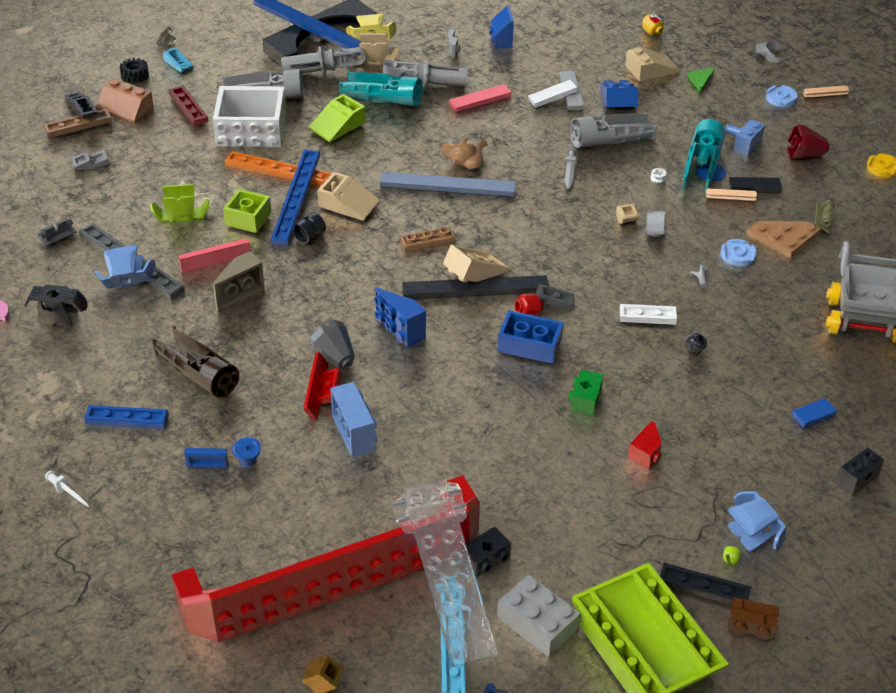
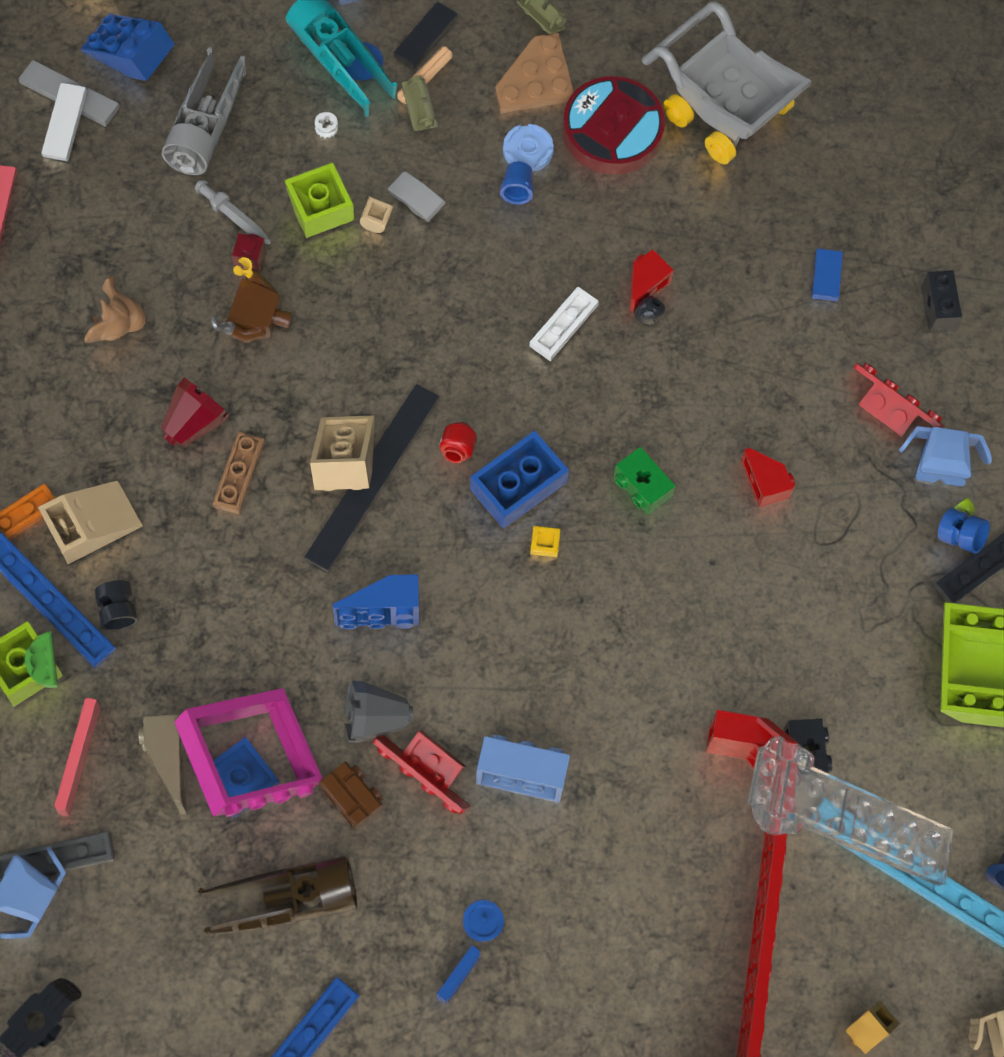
camera: 60 degrees left, 25 degrees up
(251, 208) = (41, 661): none -> bright green tile
(254, 319) = (244, 770): none -> blue tile
(278, 281) = (290, 735): none -> dark pink window
(279, 363) = (352, 796): none -> reddish brown brick
(440, 202) = (191, 415): none -> dark red cone
(447, 184) = (145, 378): sand blue tile -> none
(507, 372) = (545, 541): none -> yellow tile
(523, 197) = (254, 308): none -> reddish brown torso
(538, 615) = (926, 754): light grey brick -> none
(551, 181) = (251, 247): none -> dark red brick
(555, 297) = (457, 402): dark grey slope -> none
(609, 188) = (320, 200): none -> lime slope
(701, 276) = (539, 218): light grey bar -> none
(709, 254) = (517, 183): none -> blue piece
(710, 197) = (419, 104): none -> olive hinge
(713, 556) = (960, 529): none -> blue wheel
(716, 332) = (648, 277): none -> red slope
(764, 479) = (891, 406): none -> bracket
(793, 276) = (613, 125): none -> brick

